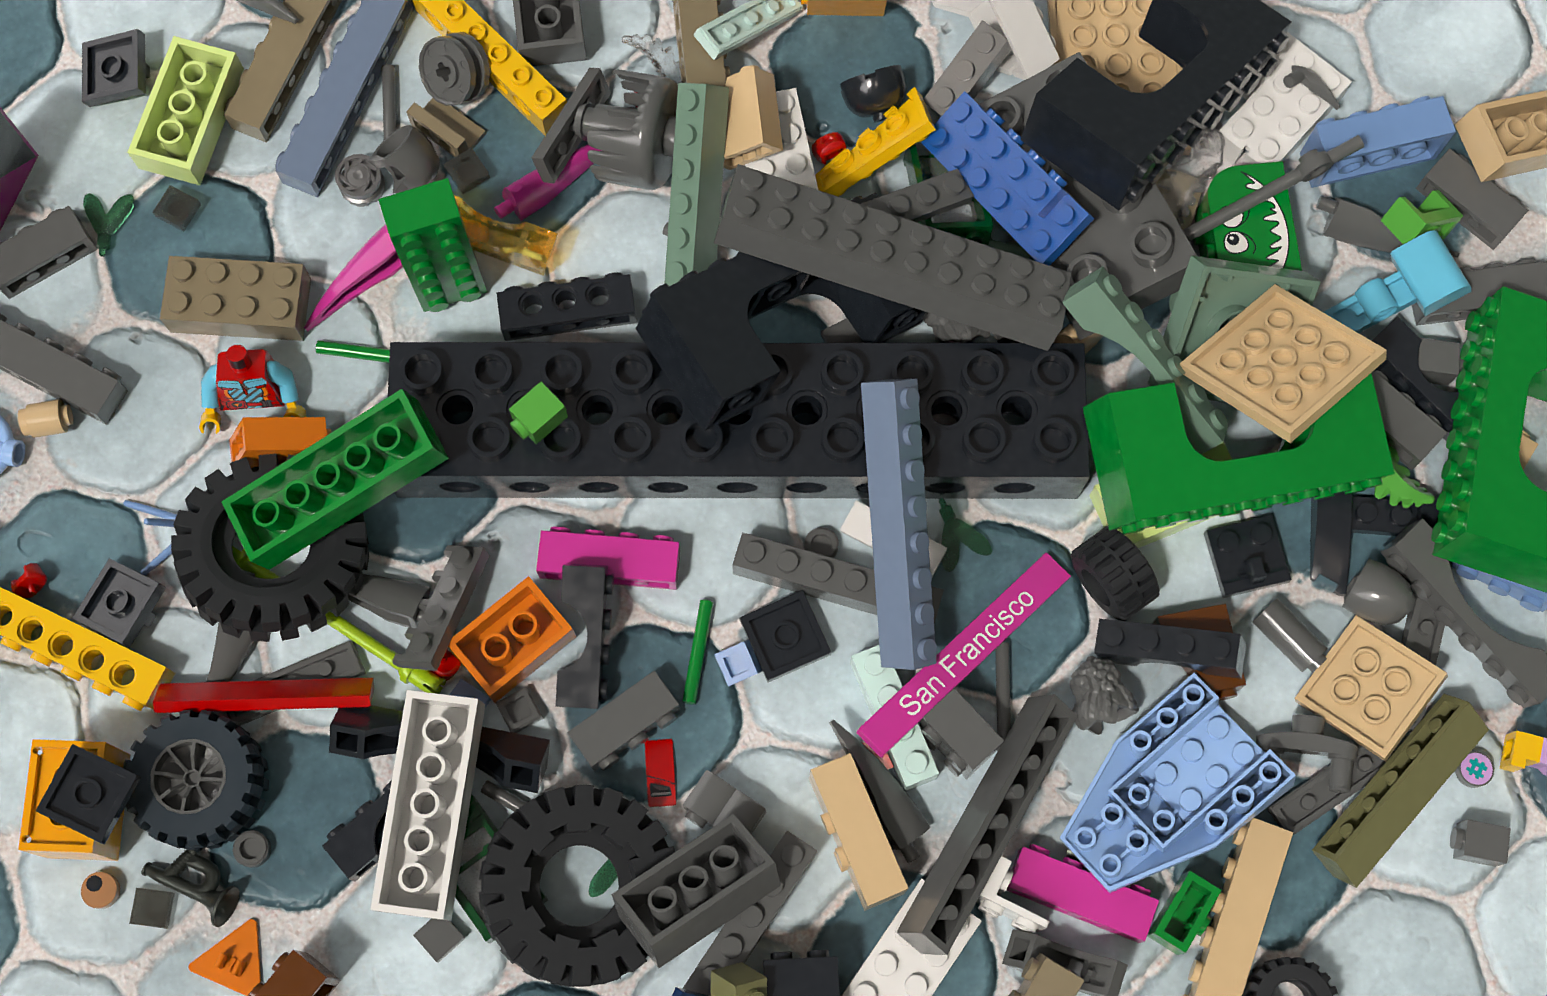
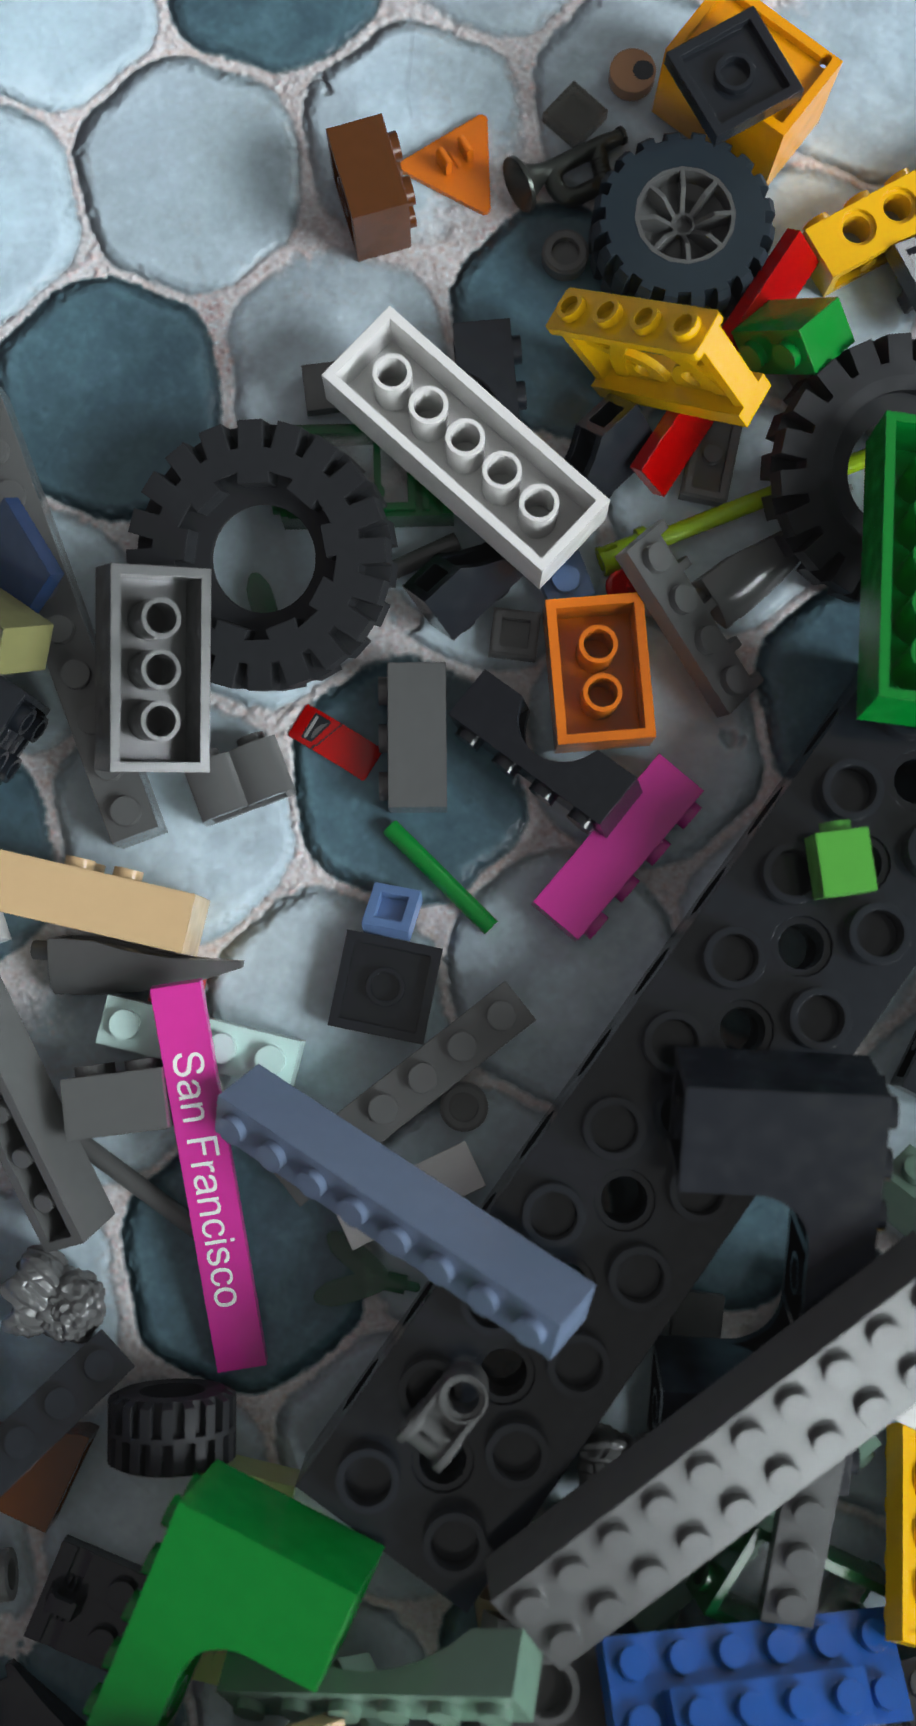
camera: 125 degrees right, 10 degrees up
(227, 658) = (794, 336): none -> green brick
(295, 727) = (698, 364): none -> yellow fence
(995, 418) = (441, 1422): none -> dark grey piece

